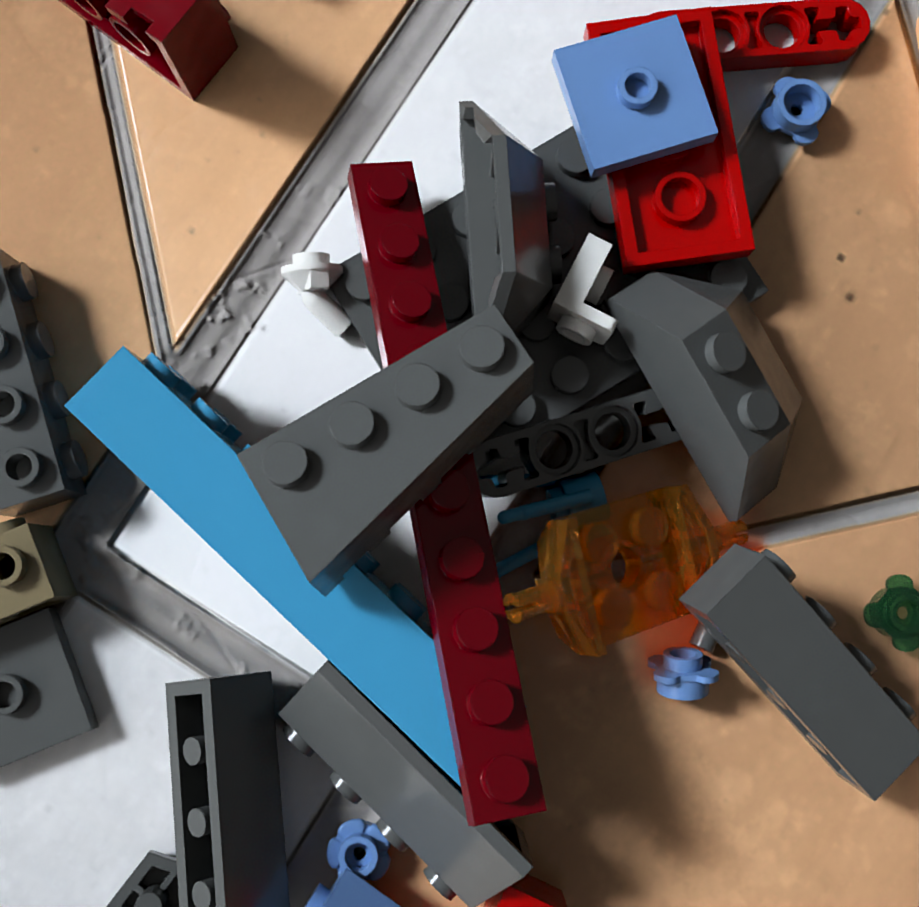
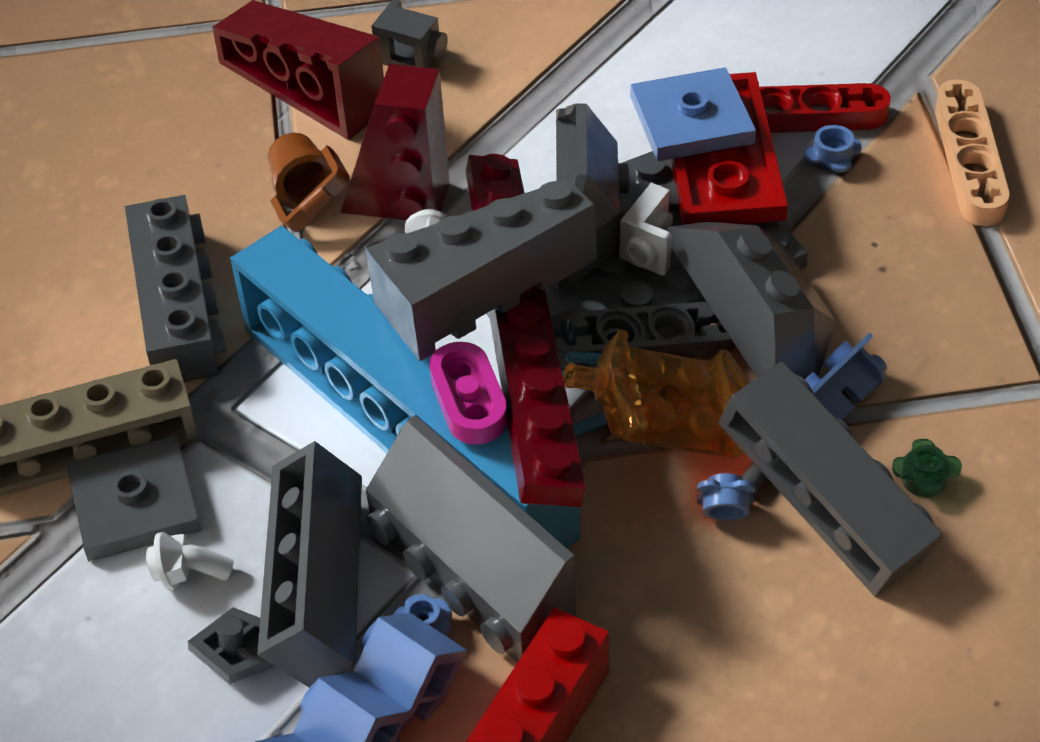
camera: 10 degrees right, 35 degrees down
(69, 794) = (173, 556): none -> white plate
(143, 193) = (303, 178): none -> dark orange piece
(265, 168) = (403, 148): none -> dark red wedge
(389, 648) = (474, 402): none -> dark pink plate
(816, 475) = (850, 371): none -> medium blue hinge

